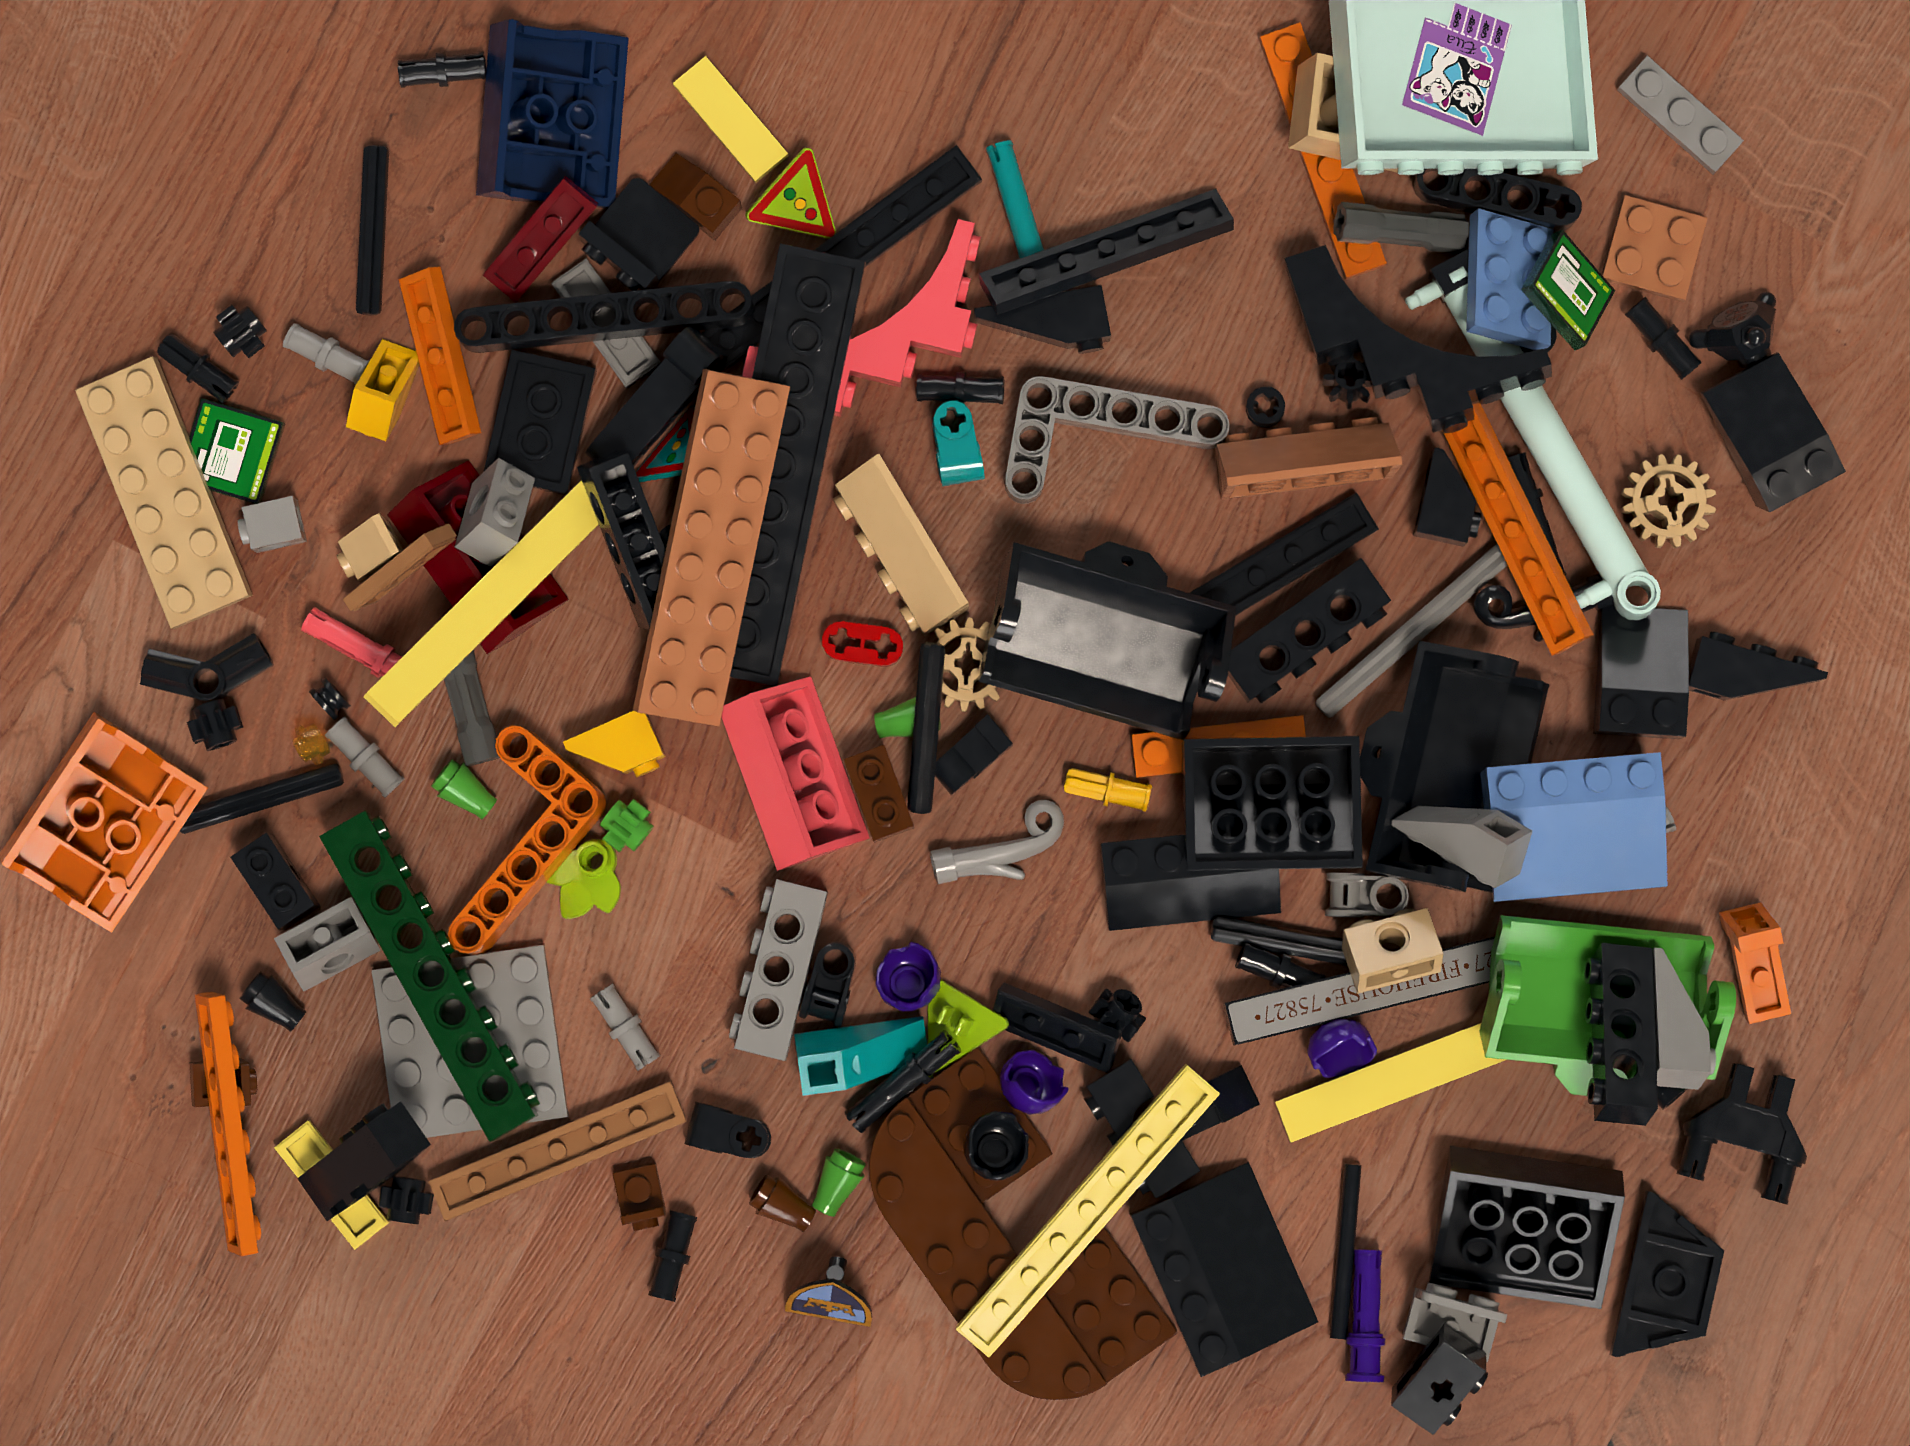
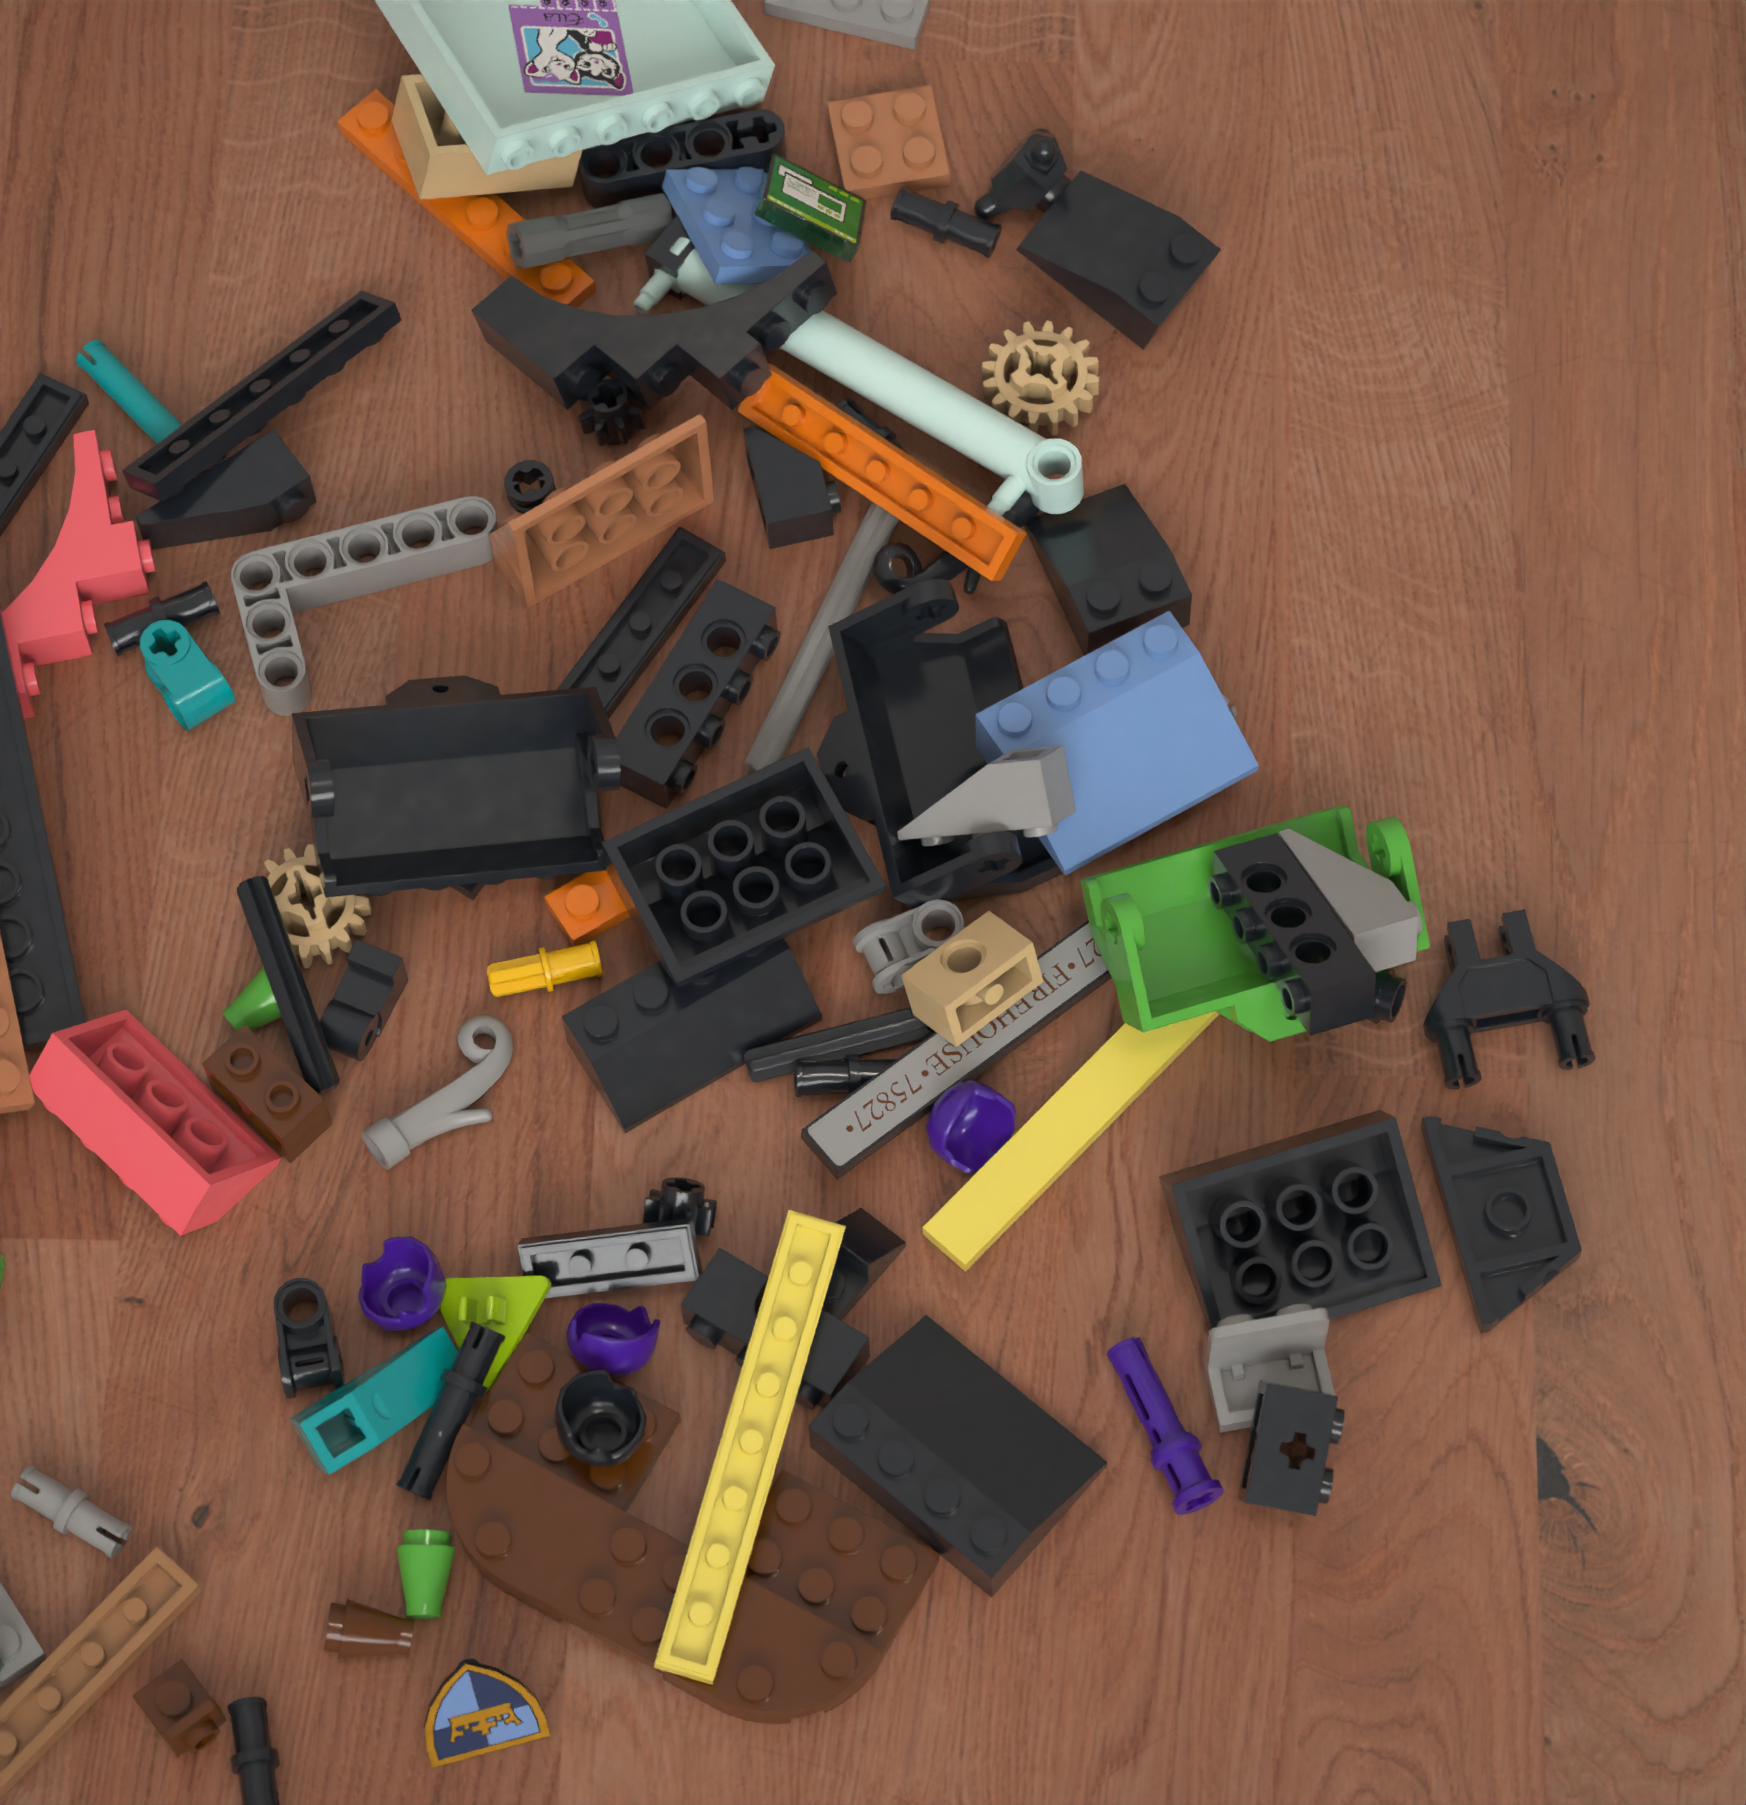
camera: 25 degrees left, 20 degrees down
(720, 1132) = (250, 1578): black piece -> none
(775, 1038) = (264, 1437): light grey brick -> none
(860, 654) = (172, 943): red beam -> none
(901, 545) = (165, 802): tan slope -> none
(1345, 1251) = (1098, 1365): black piece -> none
(1734, 672) = (1219, 514): black slope -> none
(1757, 961) = (1401, 789): orange bracket -> none

